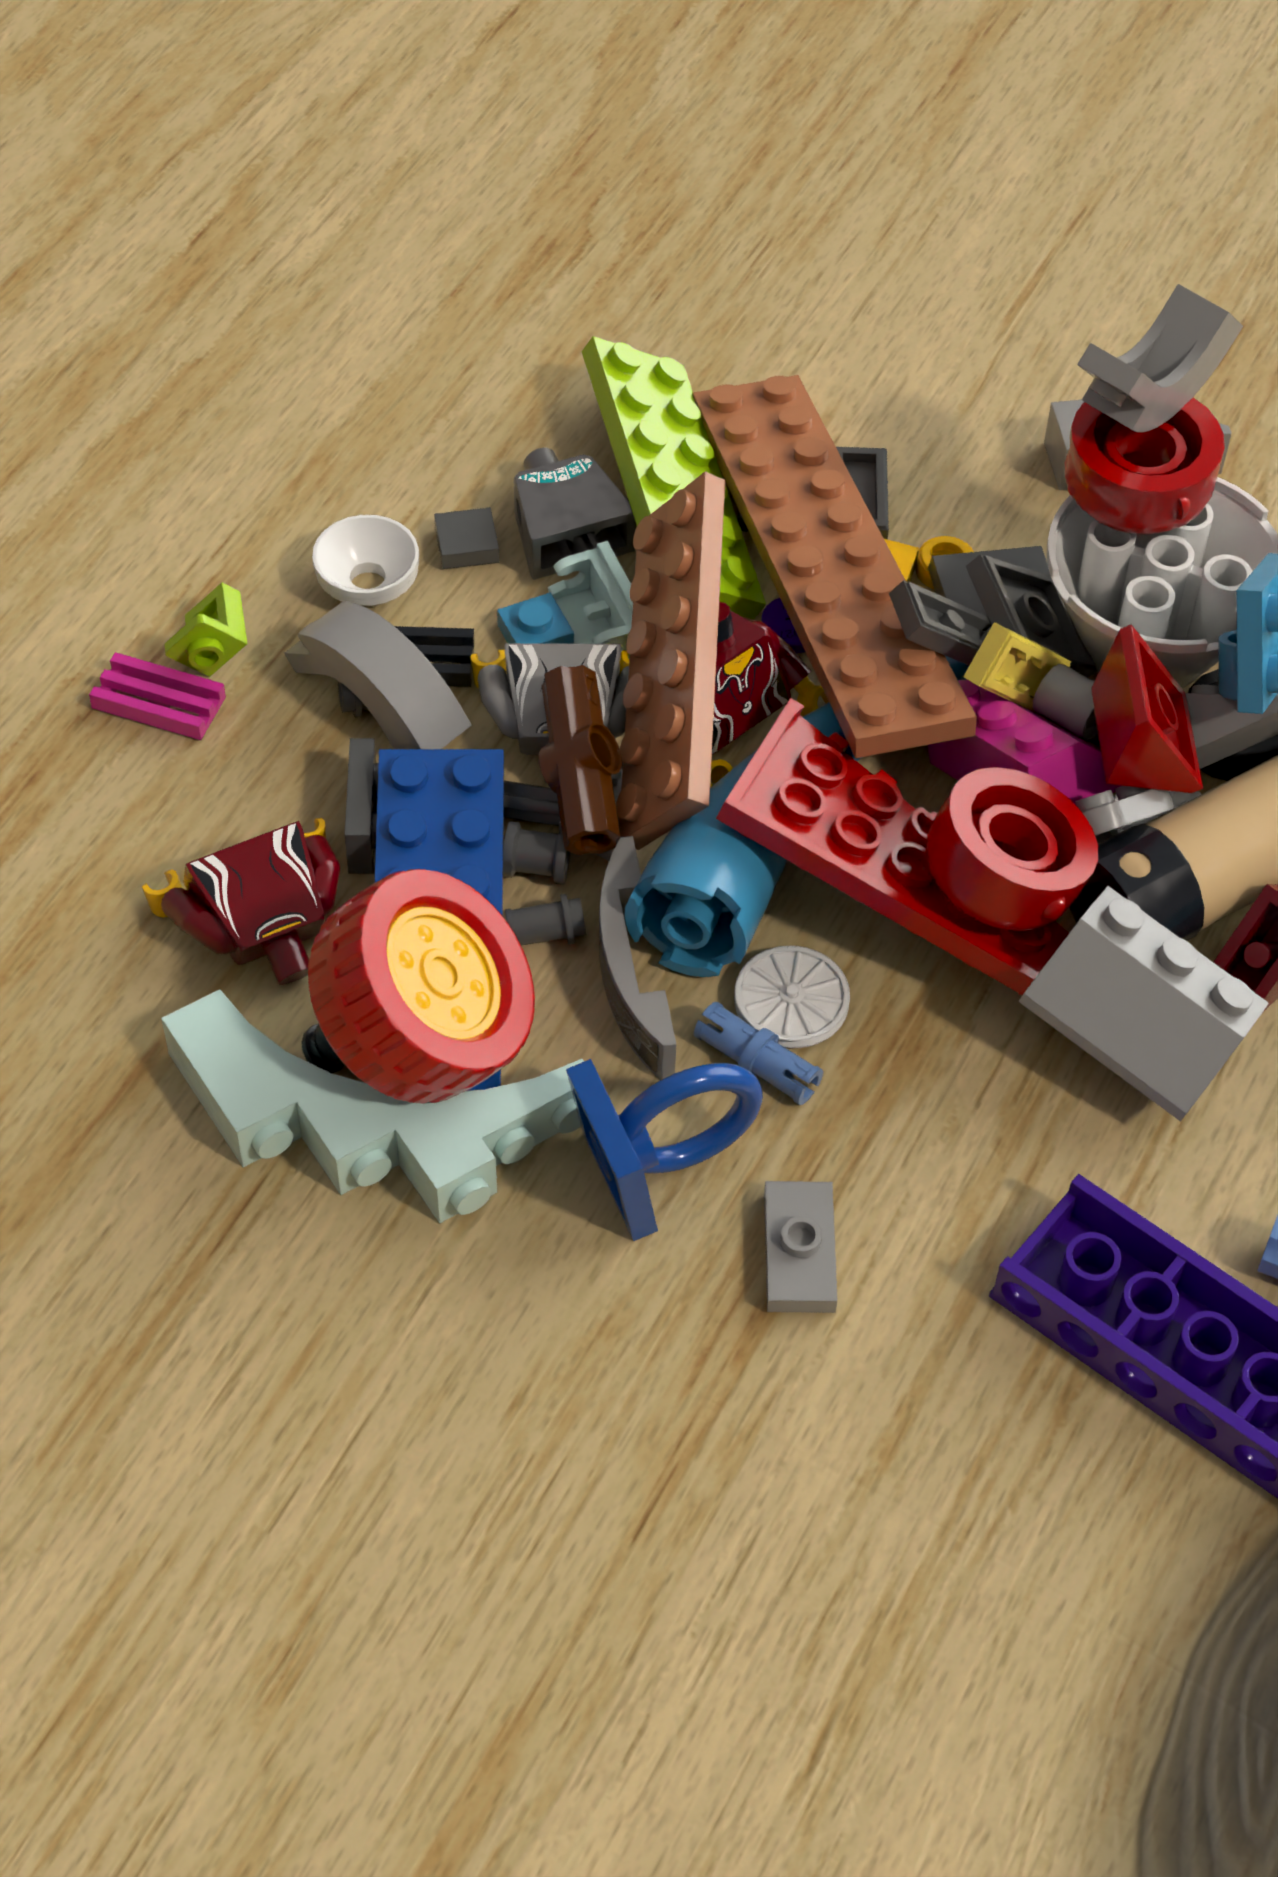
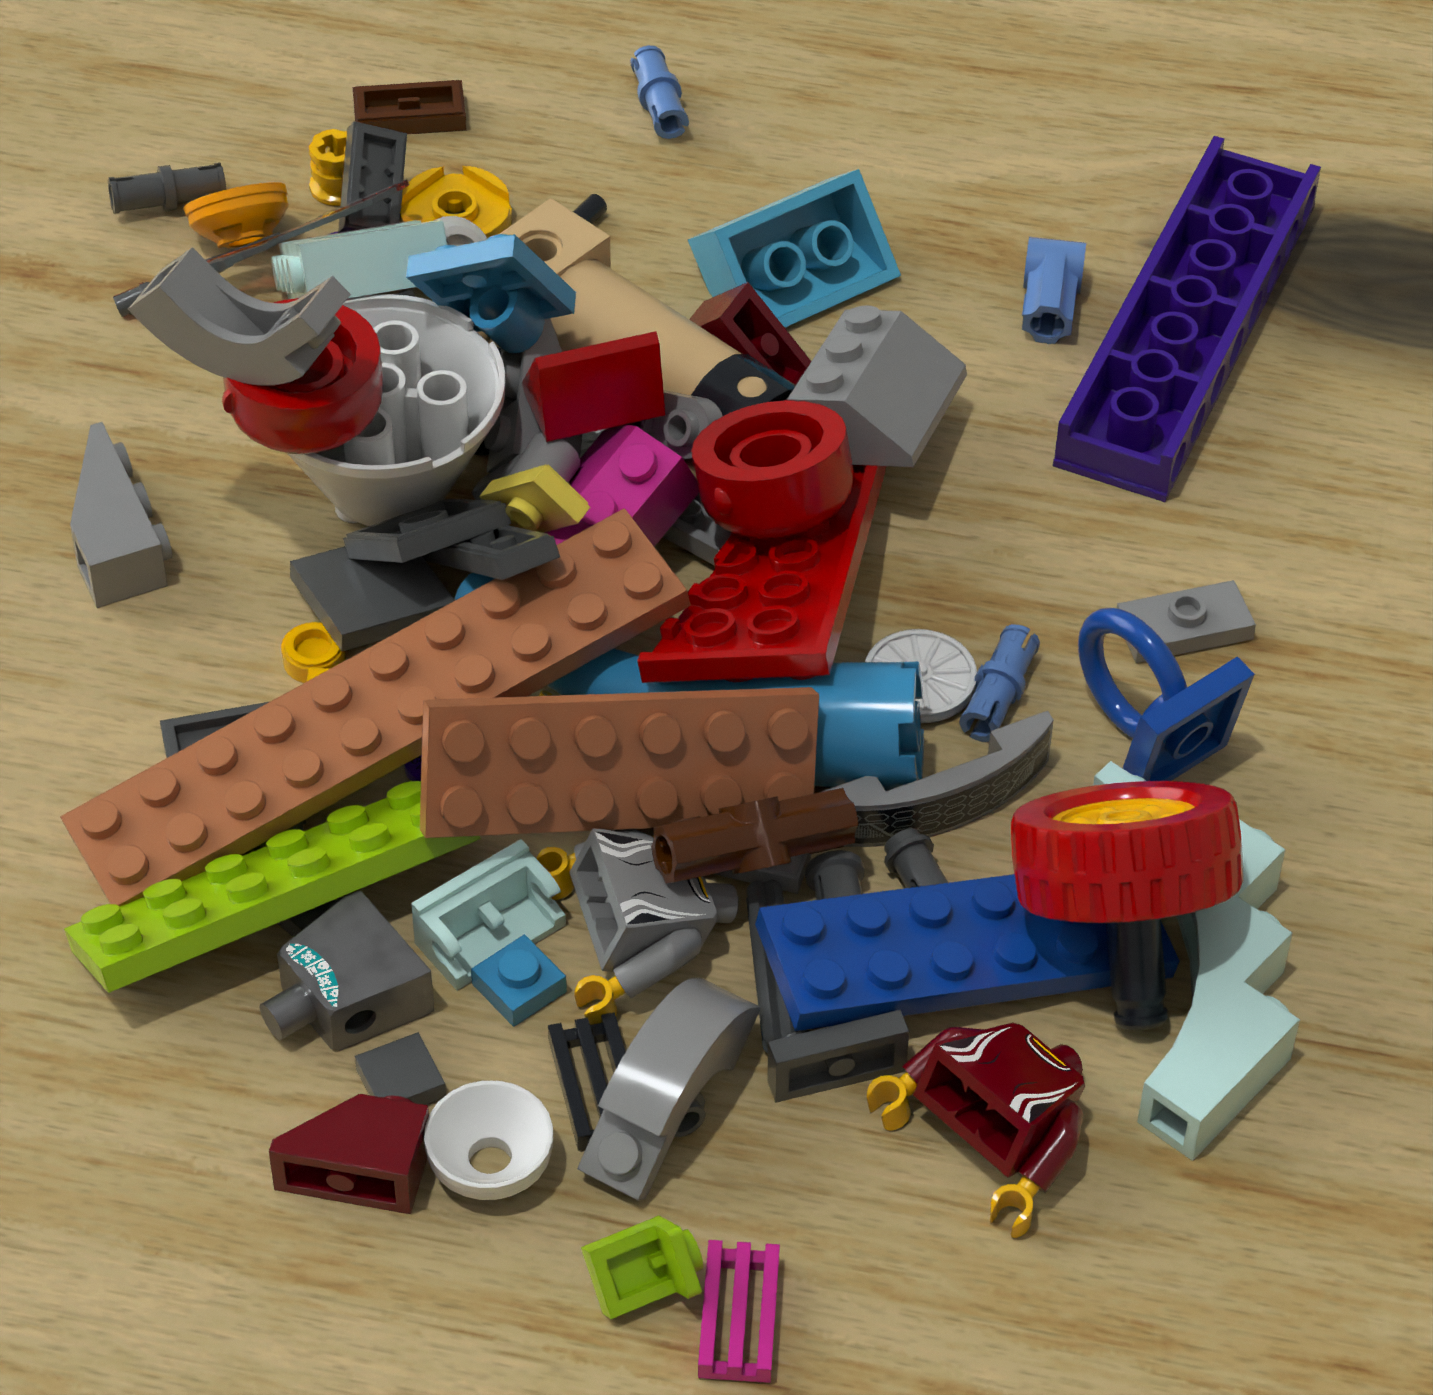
camera: 105 degrees left, 5 degrees down
(391, 483) = (356, 1153): none -> dark red slope

